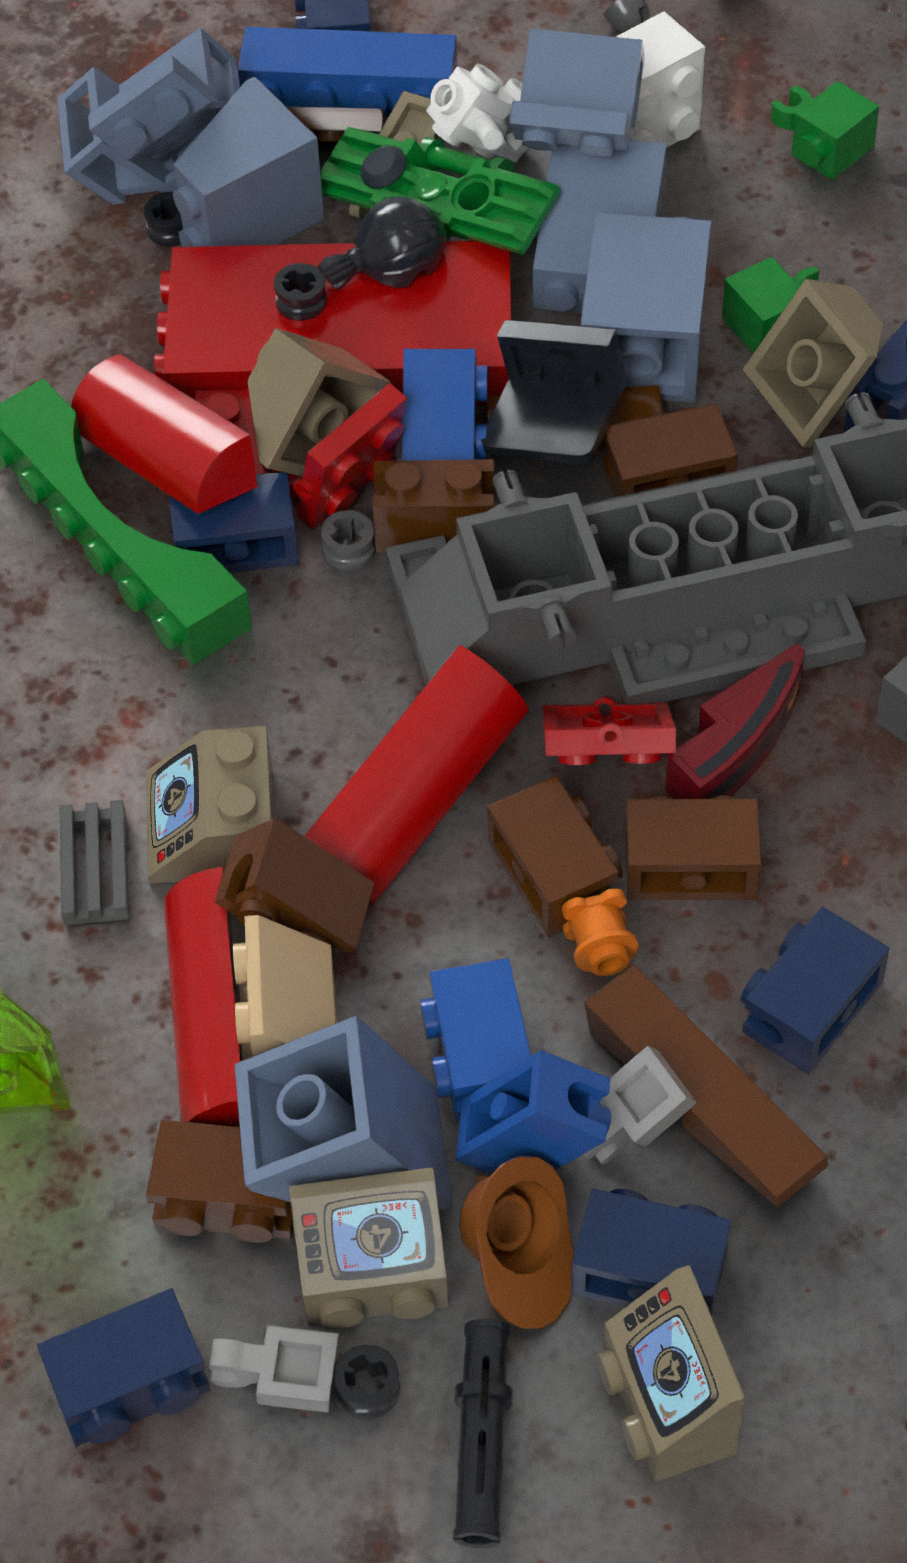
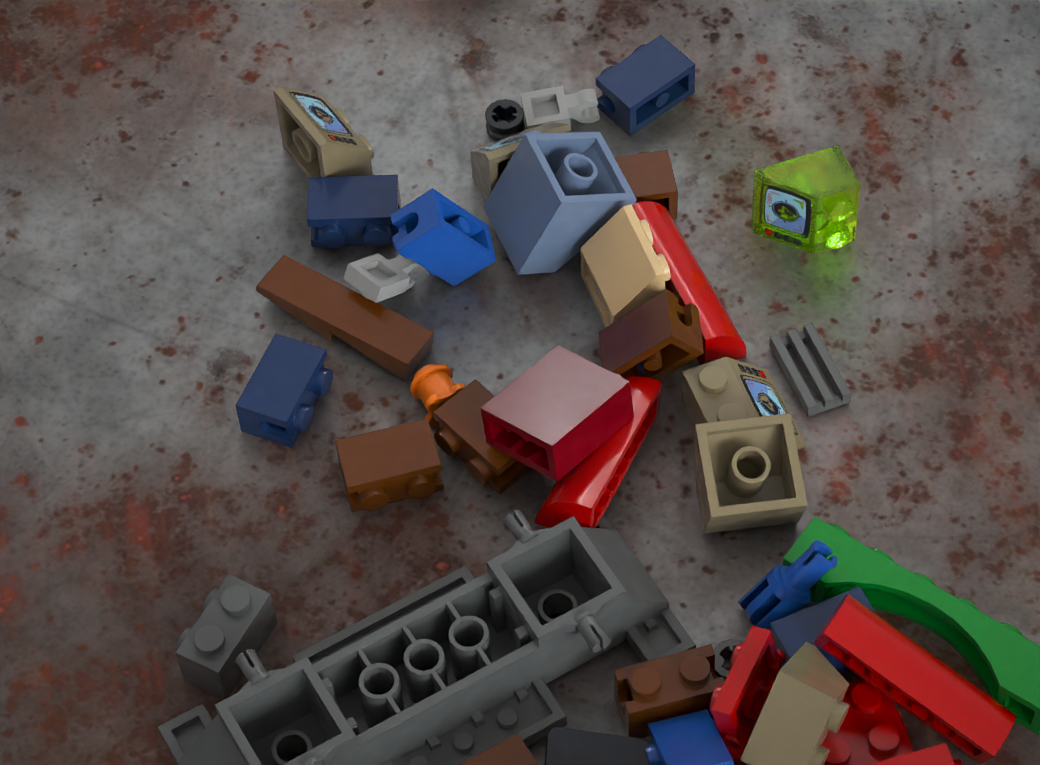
camera: 165 degrees right, 0 degrees up
(246, 681) = (748, 473): none -> dark tan slope
(259, 564) = (787, 588): none -> blue arm
(457, 782) = (557, 412): none -> brick
(477, 1027) = (498, 306): blue brick -> none
(480, 1513) = (438, 142): black pin -> none
(522, 1239) = (443, 176): dark orange piece -> none
(634, 730) = (466, 517): red plate -> none
(737, 730) = (378, 557): dark red slope -> none

